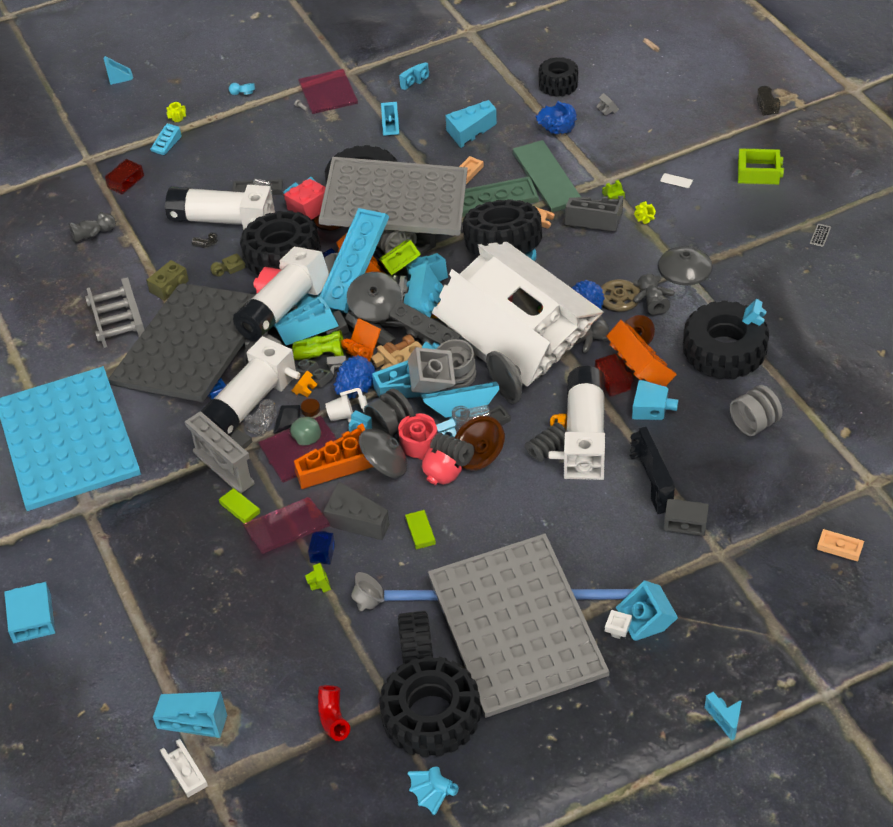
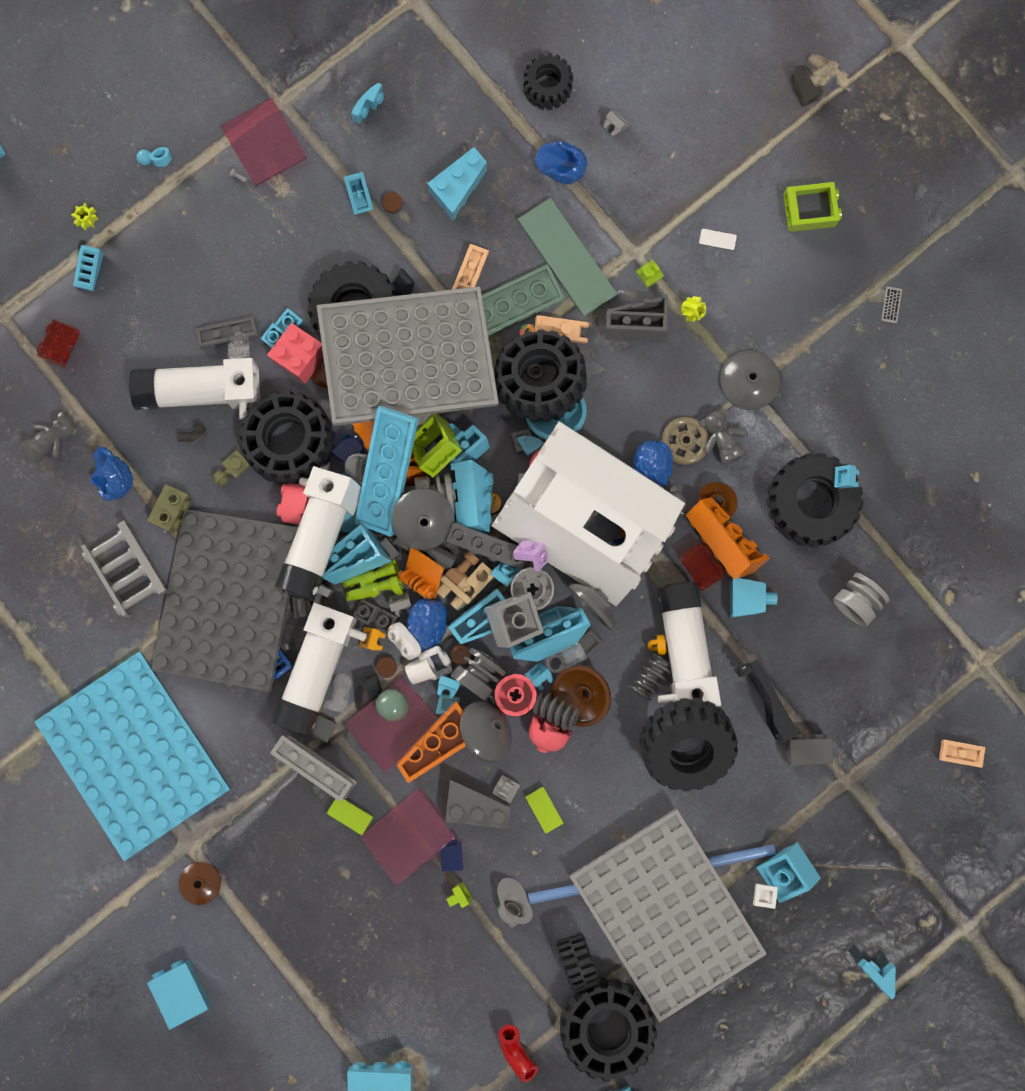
camera: 20 degrees left, 35 degrees up
(84, 537) = (210, 883): none -> reddish brown dish
(132, 252) = (112, 475): none -> blue piece
(331, 383) = (404, 641): none -> white plate
(394, 508) = (506, 789): none -> light grey tile
(415, 131) = (392, 203): none -> reddish brown tile
(464, 327) = (532, 552): none -> lavender bracket
(572, 447) = (682, 721): none -> black tyre

